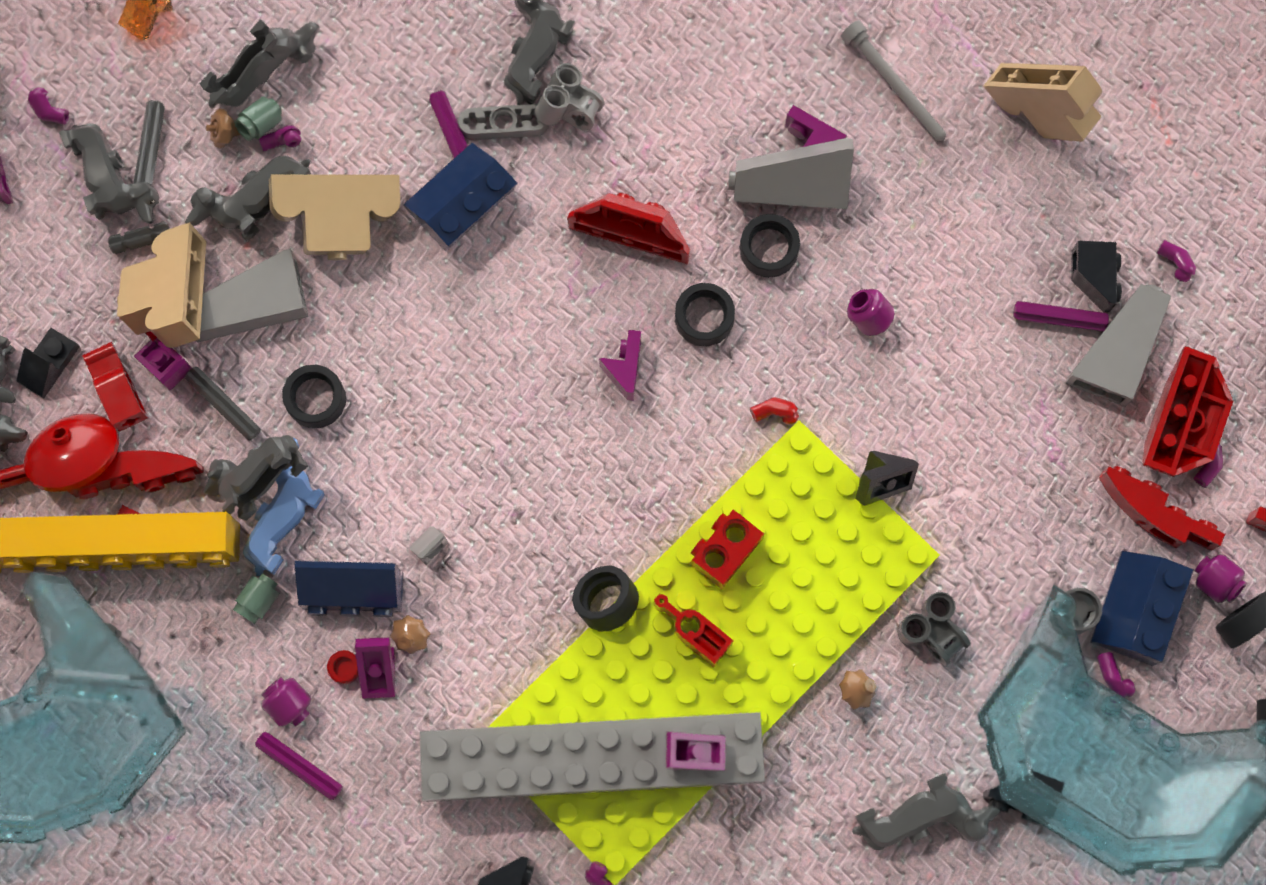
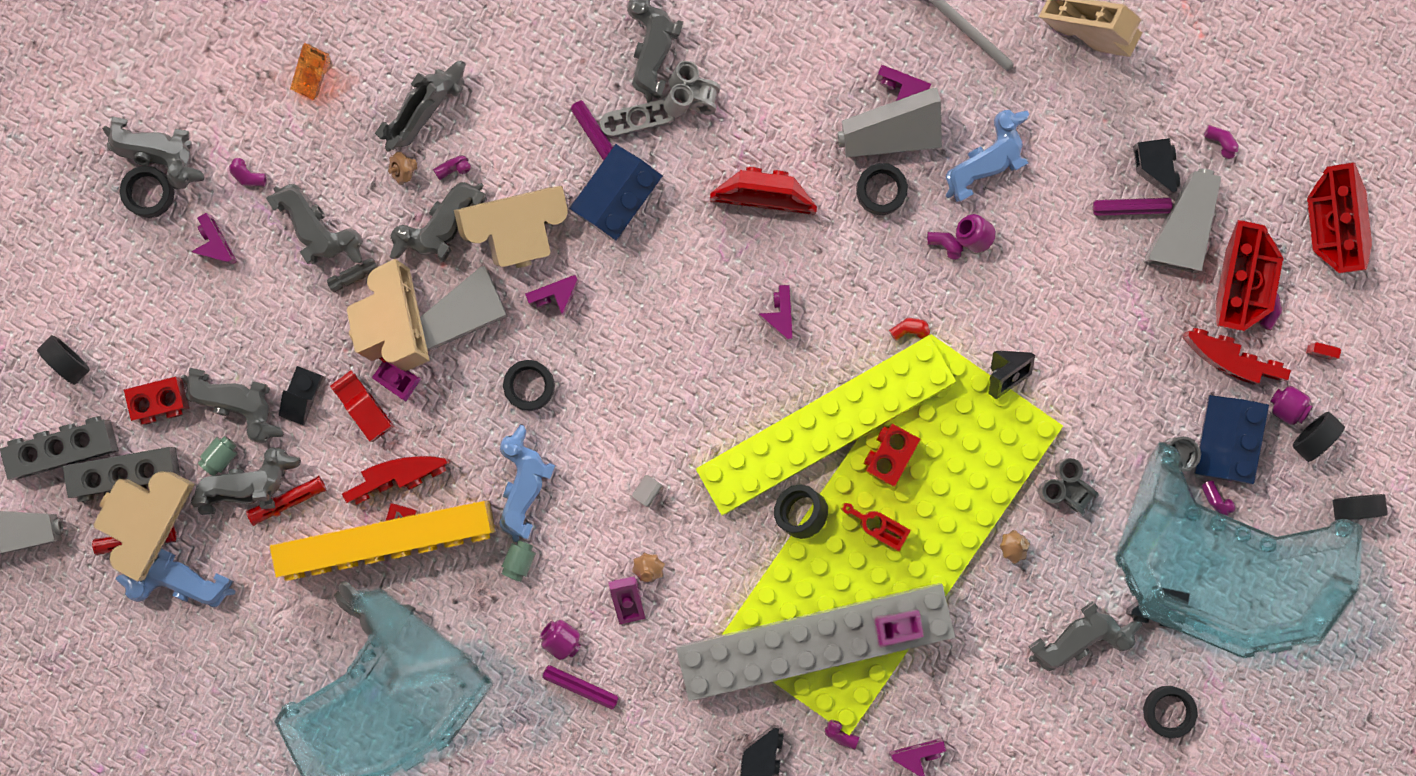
camera: 10 degrees left, 10 degrees up
(71, 452) = (346, 478): red dish -> none
(149, 142) = (341, 191): dark grey axle -> none
(222, 403) = (454, 404): dark grey axle -> none
(254, 475) = (498, 465): dark grey animal -> none
(258, 118) = (431, 154): sand green brick -> none
(343, 667) = (599, 602): red tile -> none
(349, 587) = (592, 541): dark blue slope -> none
(374, 293) = (561, 290): none -> magenta slope
(654, 503) = (826, 425): none -> neon yellow plate
(711, 291) = (851, 242): black tyre -> none
(837, 318) = (946, 240): none -> magenta arm
(903, 234) = (992, 160): none -> medium blue animal

